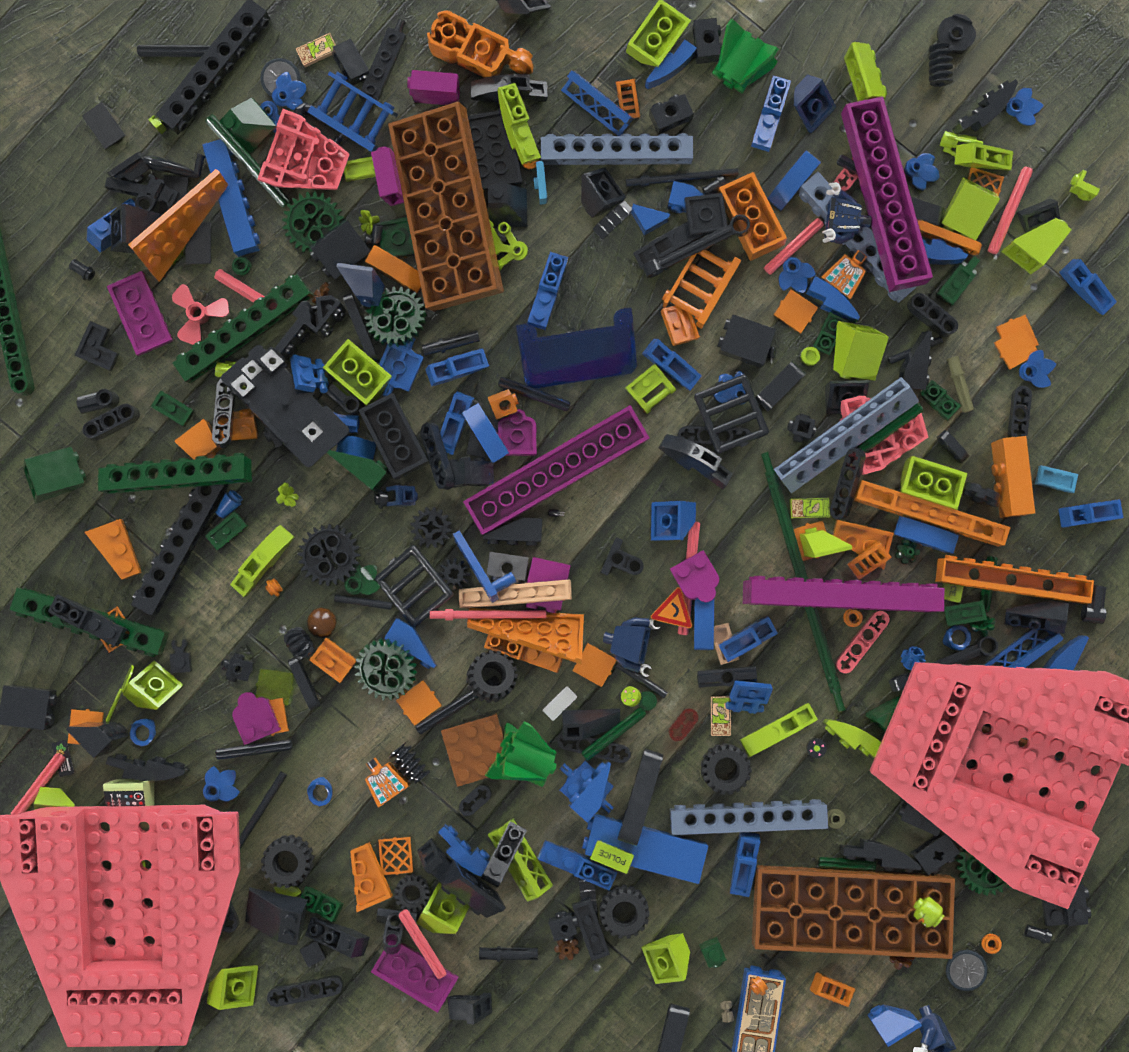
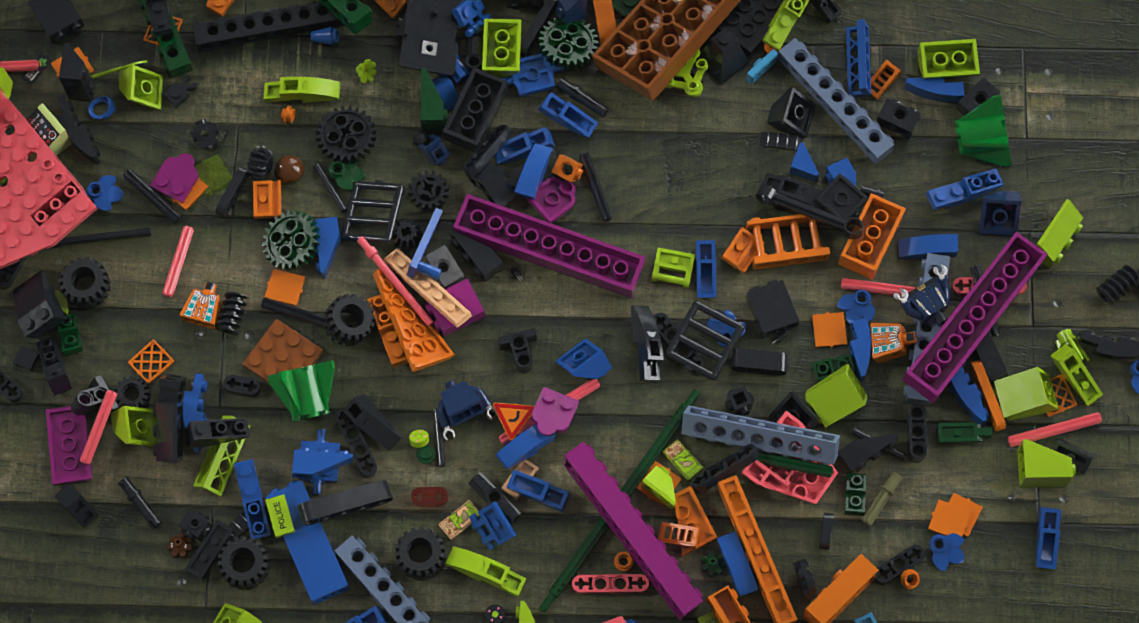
camera: 55 degrees right, 15 degrees down
(226, 531) = (303, 50): dark green plate -> none
(319, 781) = (156, 259): blue piece -> none
(328, 771) = (178, 261): none -> coral axle
(369, 879) = (116, 356): orange wing -> none
(547, 291) = (683, 135): blue slope -> none
(559, 703) = (373, 392): white sticker -> none
(578, 354) = (654, 192): clear blue windscreen -> none
(595, 665) = (421, 394): orange piece -> none
(613, 734) = (379, 447): dark green axle -> none
(645, 181) = (832, 141): black bar -> none
(810, 356) = (803, 367): lime tile -> none
(924, 170) = (1025, 341): blue plate -> none
(932, 482) = (782, 533): lime slope -> none
(1038, 415) = (914, 581): none -> orange plate
(1083, 189) = (1120, 470): lime bracket -> none

